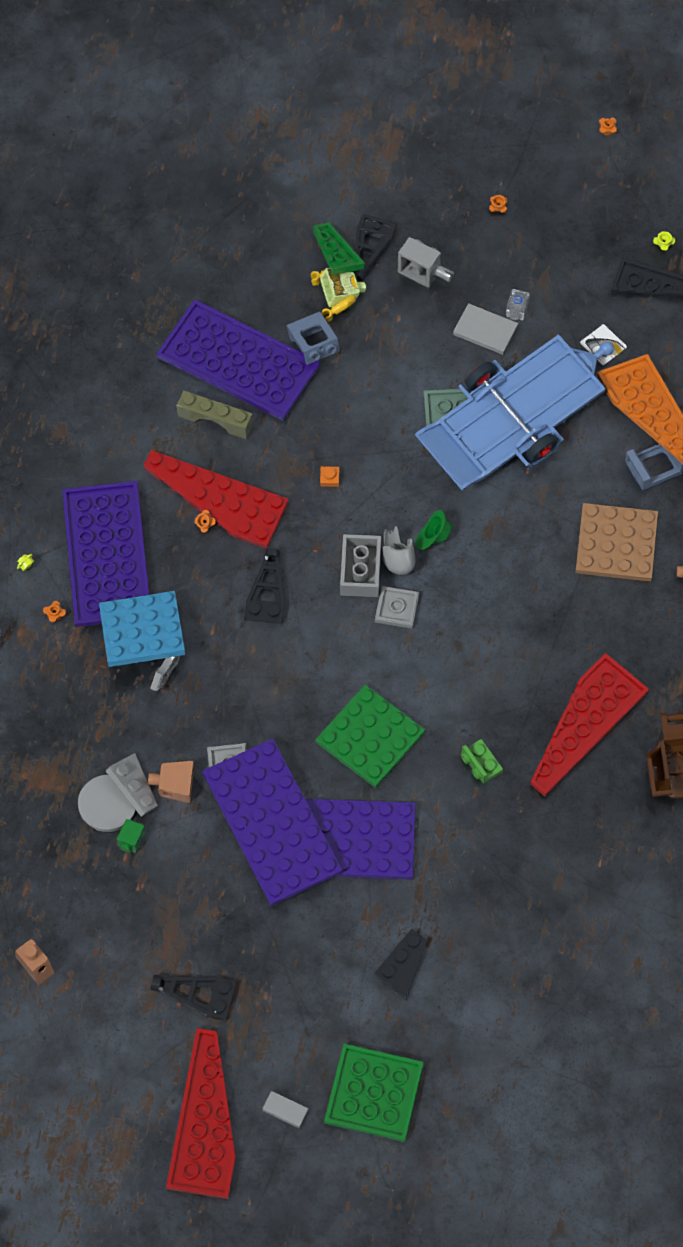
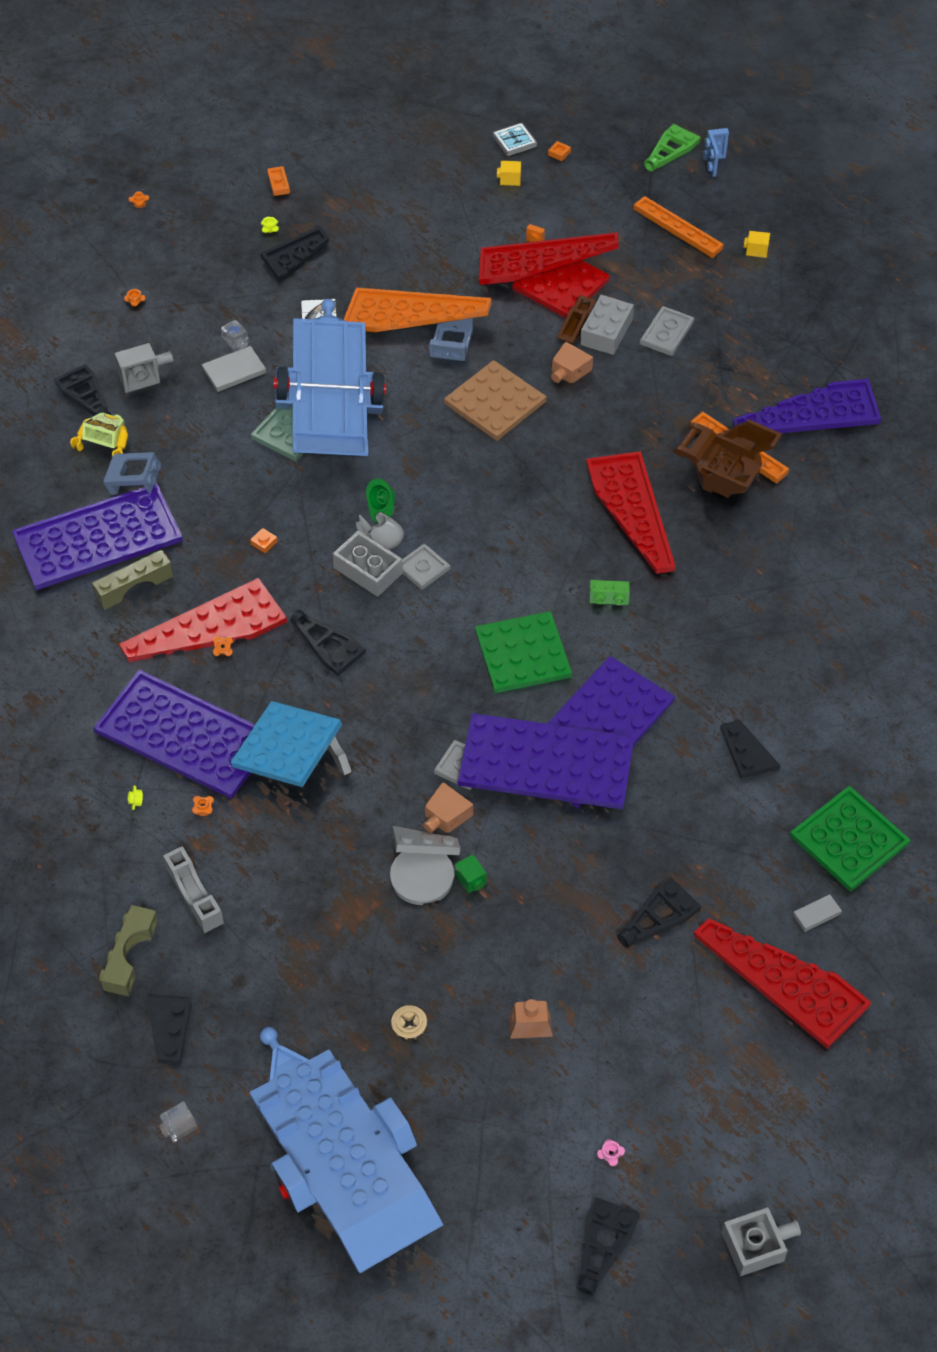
camera: 55 degrees left, 10 degrees down
(336, 250) = (69, 411): green wing -> none

